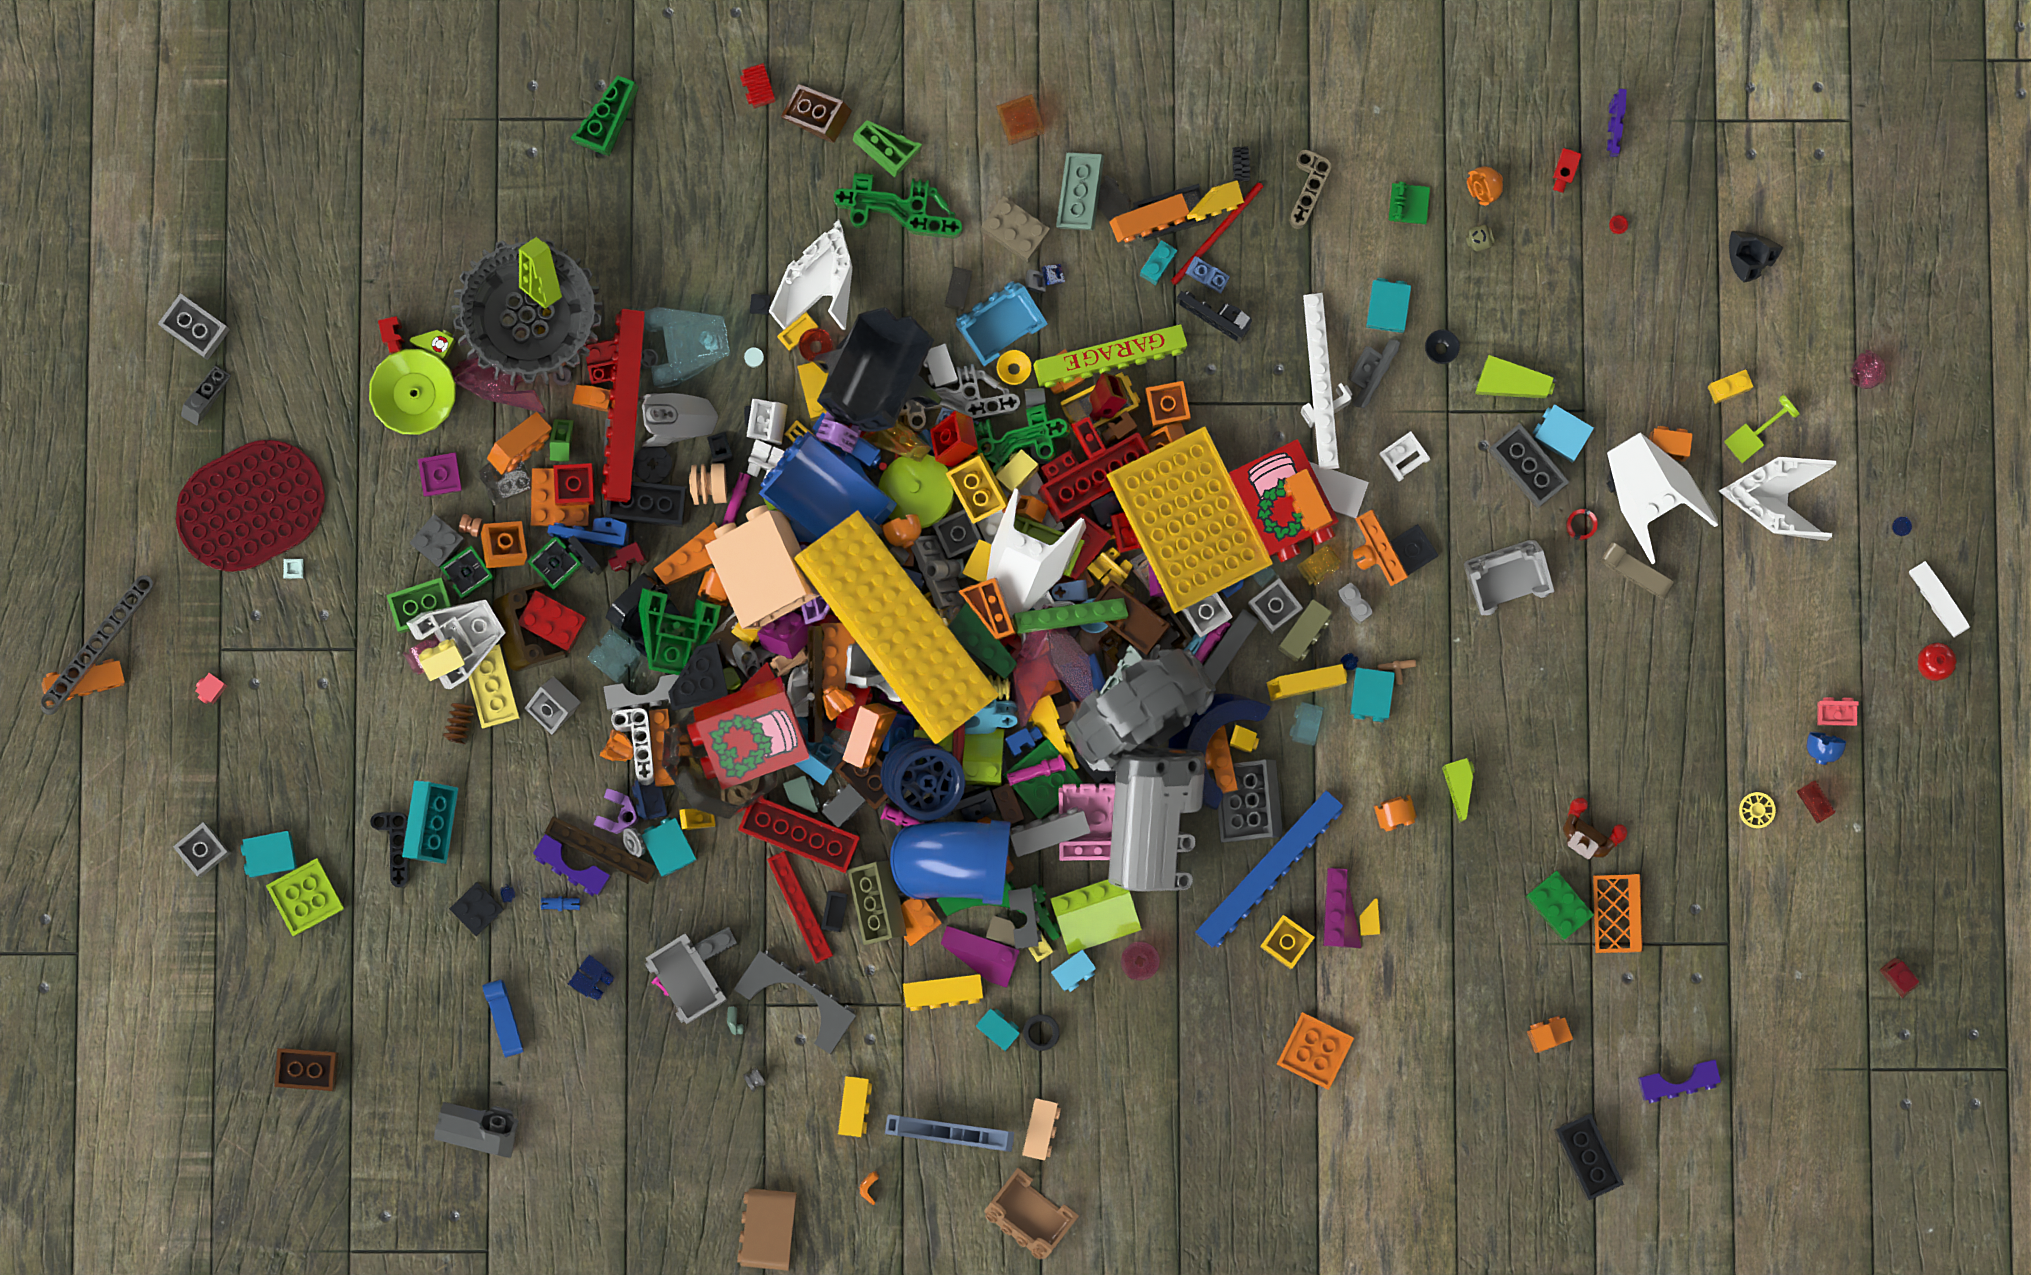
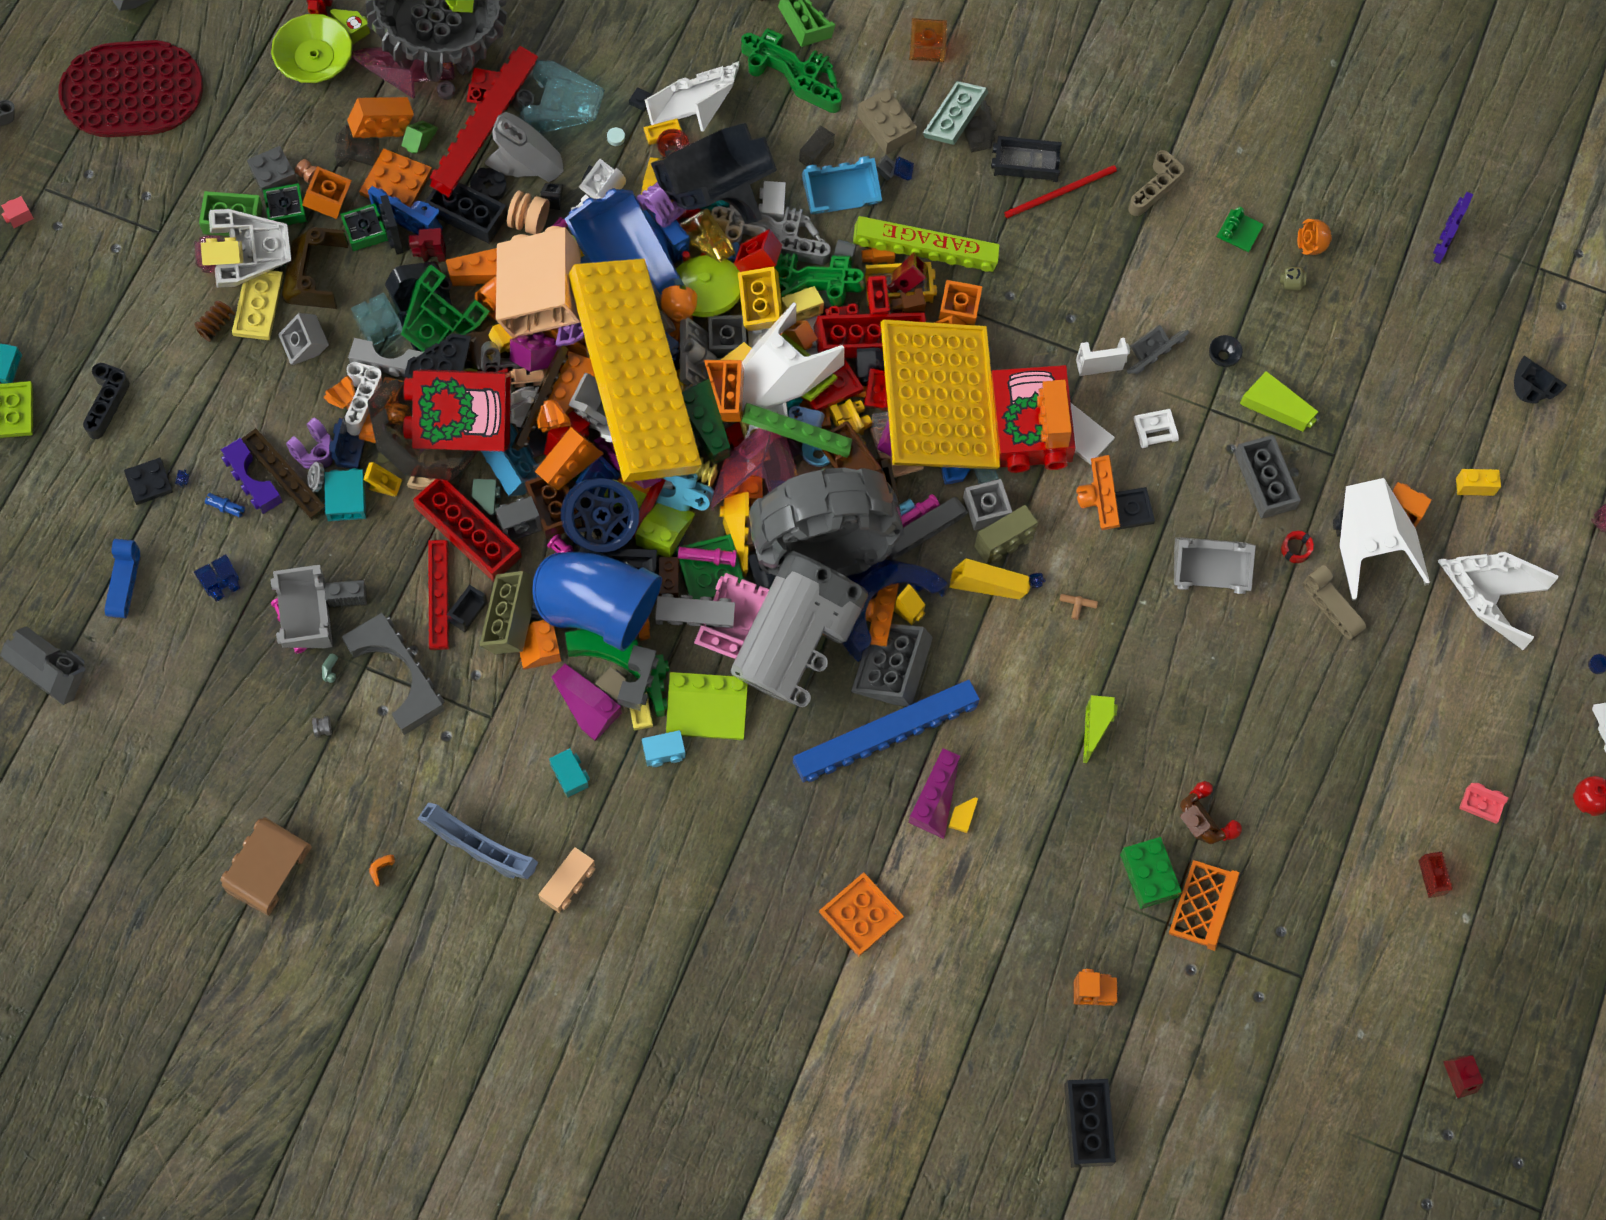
camera: 15 degrees right, 15 degrees down
(293, 568) = (140, 149): light aqua tile -> none
(430, 822) = (144, 387): teal brick -> none
(440, 474) = (302, 123): magenta plate -> none
(552, 621) = (337, 271): red brick -> none
(574, 484) = (411, 167): red brick -> none
(592, 397) = (459, 112): orange slope -> none
(854, 1106) = (402, 788): yellow brick -> none
(943, 991) = (533, 715): yellow slope -> none
(1014, 357) = (840, 219): yellow piece -> none
(1022, 739) = (707, 526): blue hips -> none
(1029, 1216) = (518, 955): medium nougat windscreen -> none
(1041, 1047) = (608, 777): black tyre -> none
(1145, 952) = (719, 759): clear pink brick -> none
(1149, 218) = (1007, 149): orange brick -> none
(1158, 262) = (1000, 192): teal brick -> none
(1207, 275) = (1041, 222): medium blue slope -> none
(1207, 614) = (920, 483): white slope -> none
(1218, 198) = (1077, 161): yellow slope -> none
(1224, 321) = (1036, 255): black plate -> none
(1241, 163) = (1104, 141): black tyre -> none
(1287, 942) = (876, 801): yellow brick -> none
(1307, 723) = (975, 617): clear light blue brick -> none
(1319, 565) = (1041, 487): clear yellow brick -> none
(1321, 381) = (1105, 332): white plate -> none
(1358, 607) = (1061, 531): light grey brick -> none
(1371, 694) = (1045, 615): teal brick -> none
(1388, 305) = (1189, 301): teal brick -> none
(1395, 812) = (1026, 725): orange brick -> none
(1562, 433) = (1309, 463): medium azure brick -> none
(1568, 160) = (1392, 249): red torso -> none
(1618, 224) = (1422, 315): red plate -> none
(1703, 1075) = (1181, 1083): dark purple arch -> none
(1745, 441) = (1475, 536): lime piece -> none
(1757, 810) = (1374, 863): light yellow wheel -> none
(1825, 748) = (1460, 829): blue cylinder -> none

